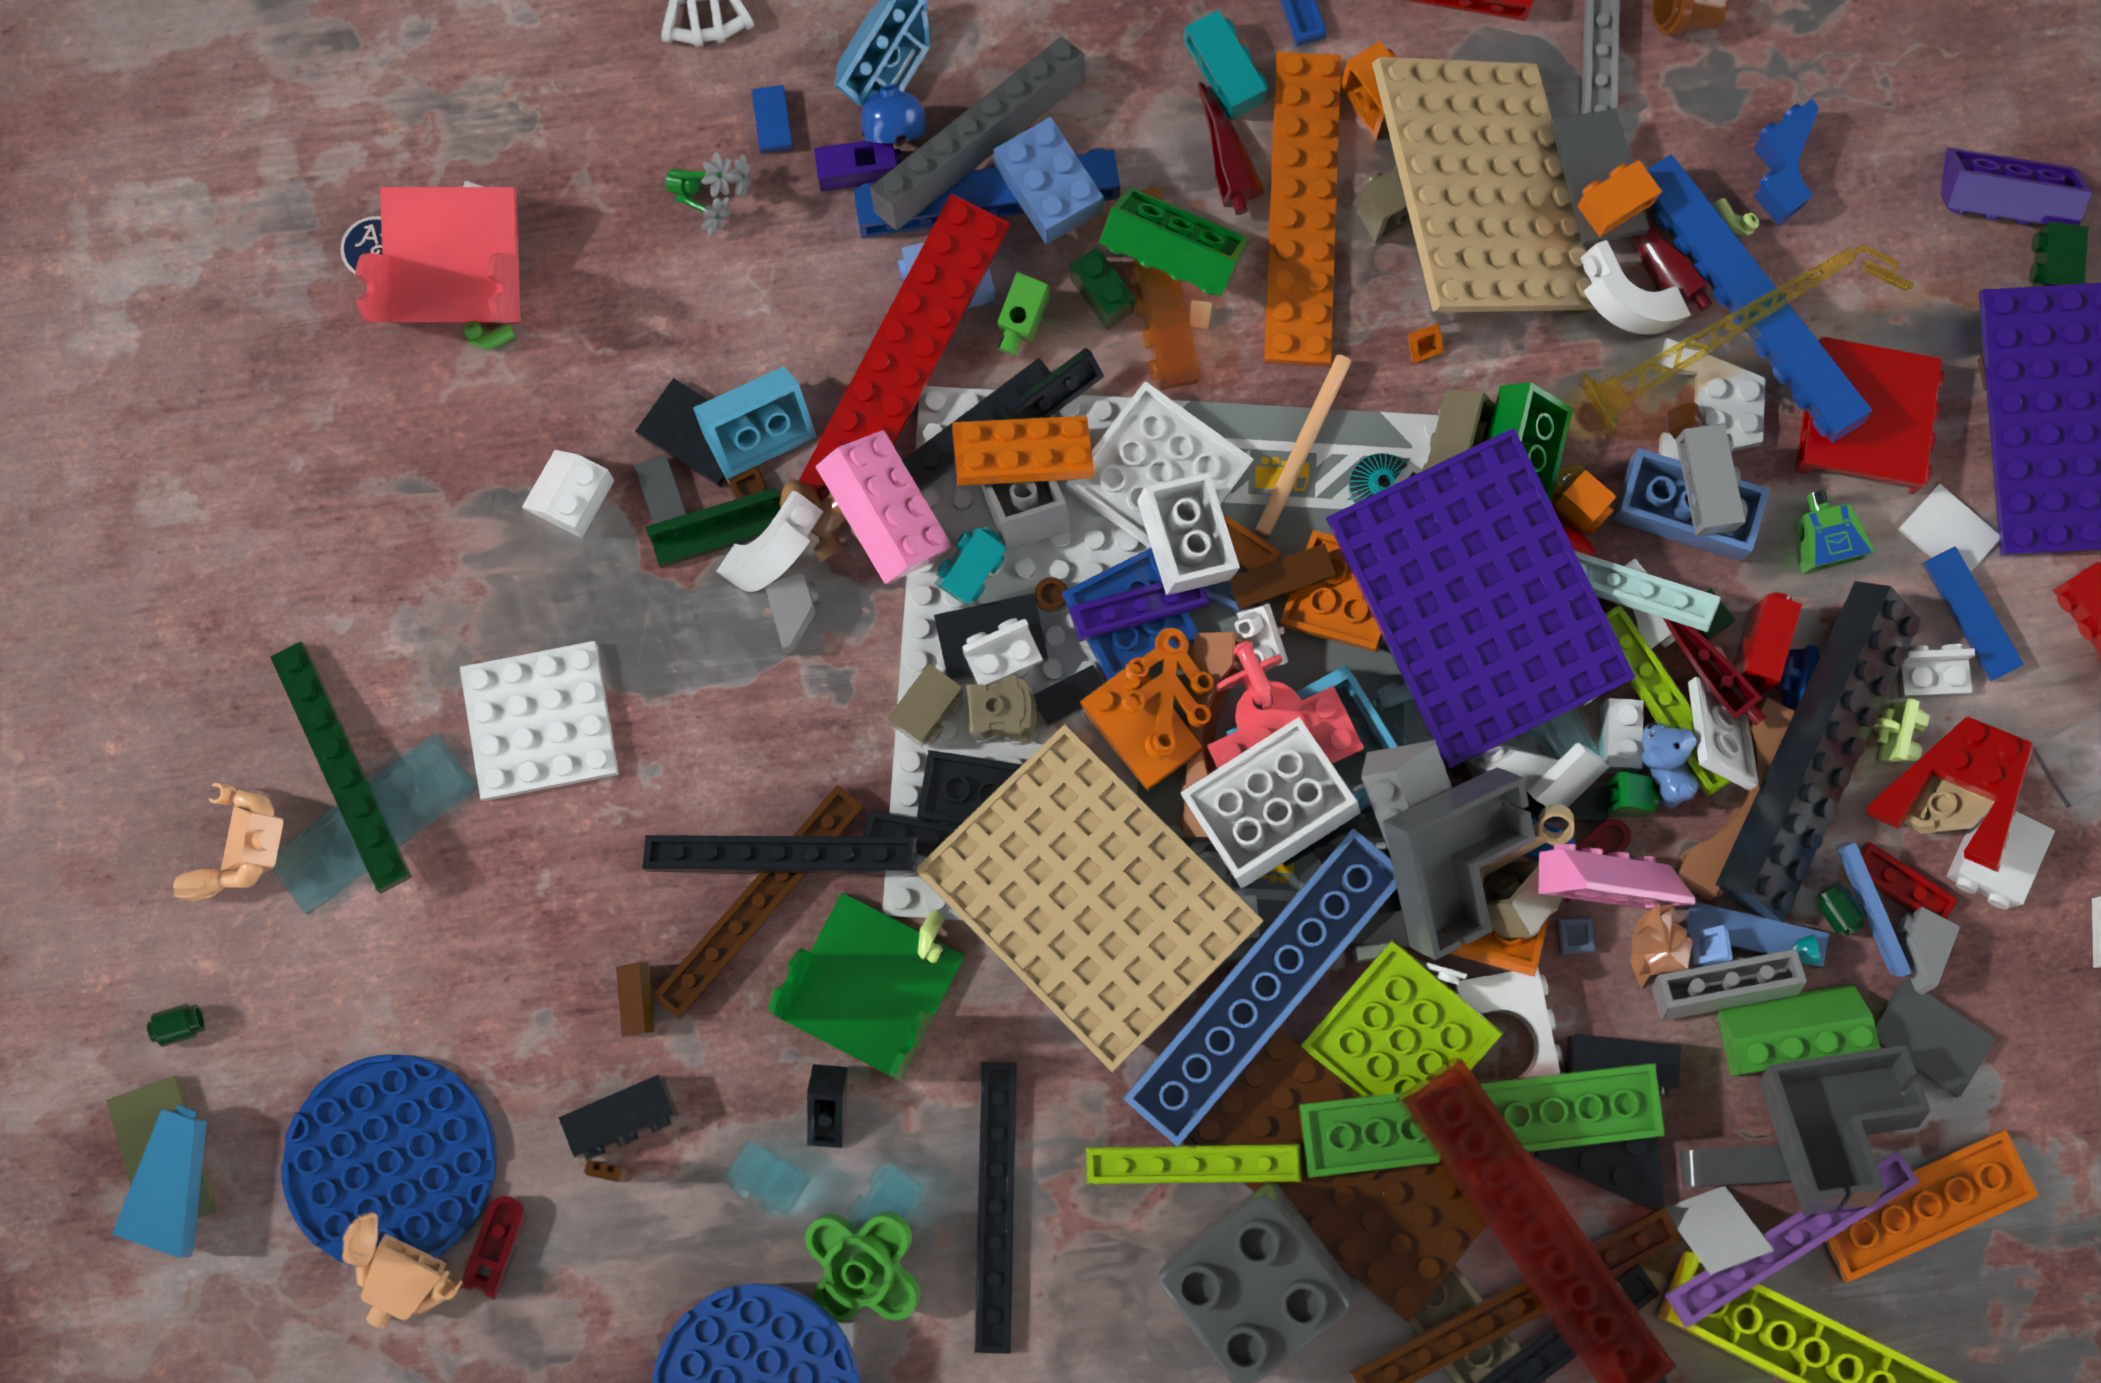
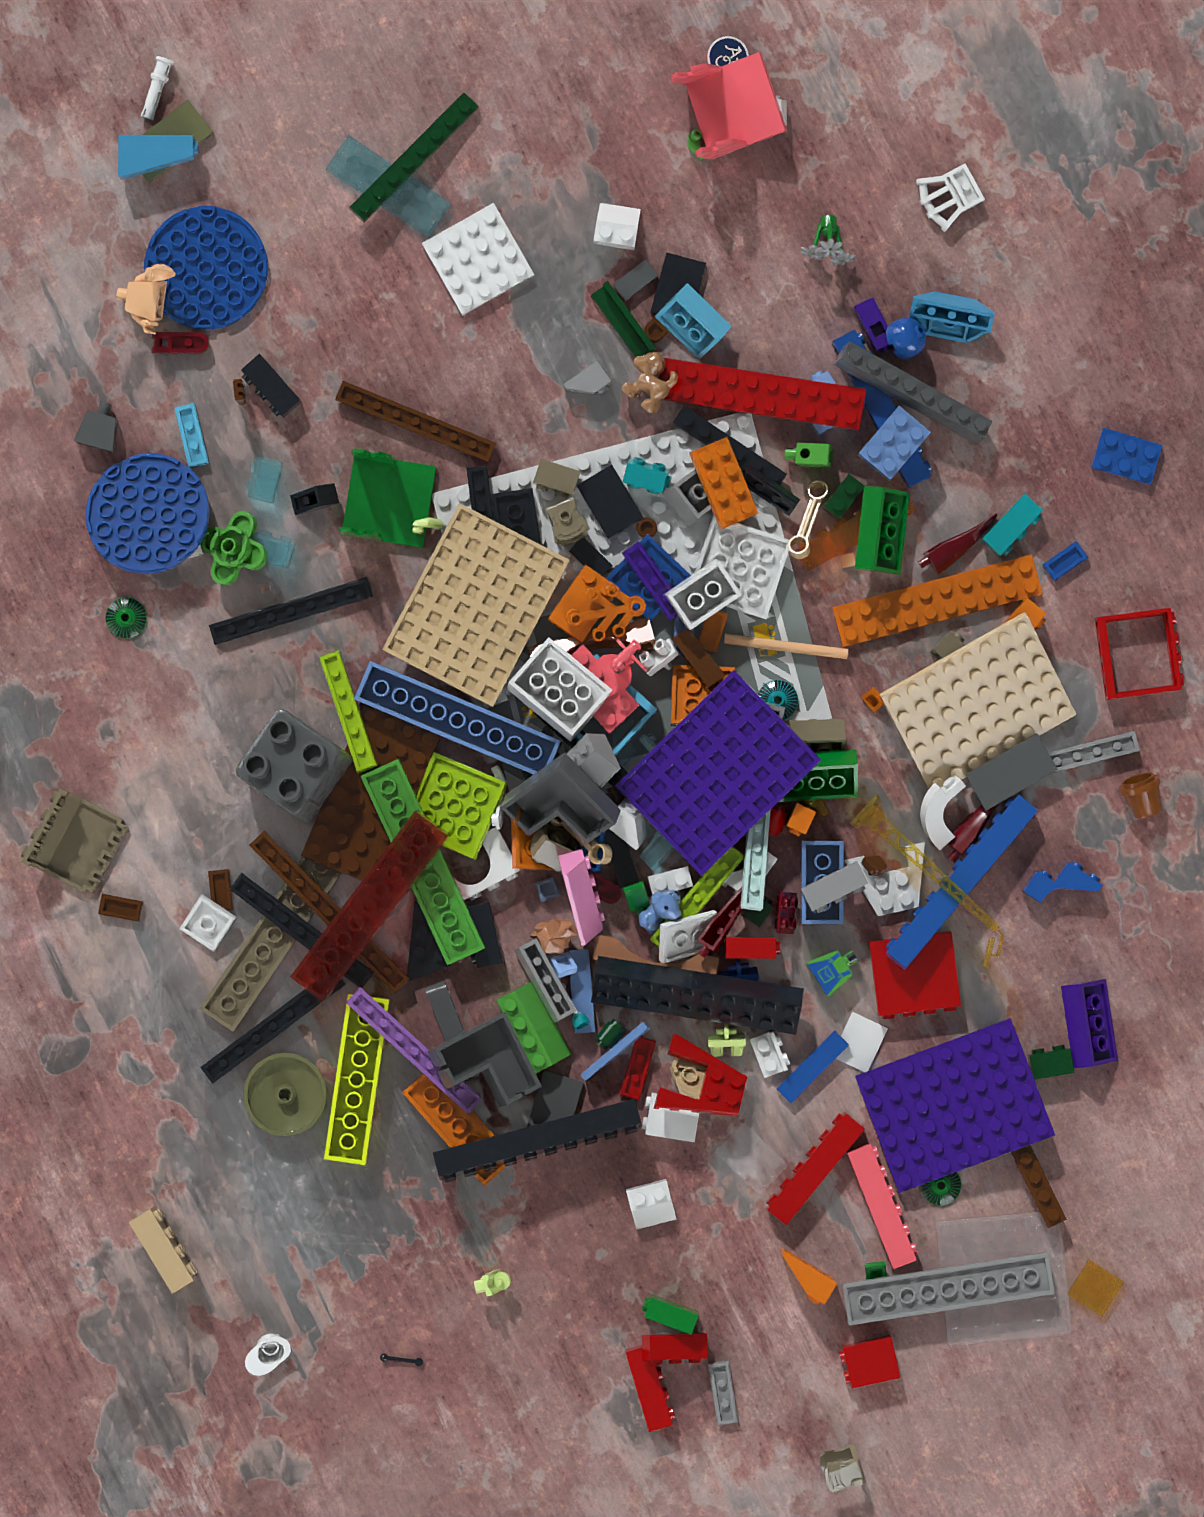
camera: 70 degrees right, 10 degrees up
(54, 1136) = (158, 78): none -> white pin
(175, 1024) = (240, 121): dark green brick -> none
(248, 851) = (350, 125): light nougat torso -> none
(635, 999) = (338, 371): reddish brown tile -> none
(653, 1277) = (191, 435): none -> medium azure tile
(772, 119) = (888, 263): blue tile -> none
(775, 550) = (616, 361): white arch -> none
(781, 854) = (444, 424): black tile -> none
(883, 506) = (662, 414): bright pink brick -> none
(1001, 652) = (600, 511): white bracket -> none
(1120, 346) = (809, 519): none -> tan piece
(1569, 777) = (631, 854): white tile -> none
(1618, 197) = (995, 785): orange brick -> none
(1718, 1229) = (406, 1009): white sticker -> none
(1738, 224) = (1012, 862): yellowish green arm -> none
(1738, 577) = (786, 920): none -> dark red hinge
(1926, 946) = (604, 1086): light grey slope -> none
(1994, 1084) = (536, 1140): none -> black brick

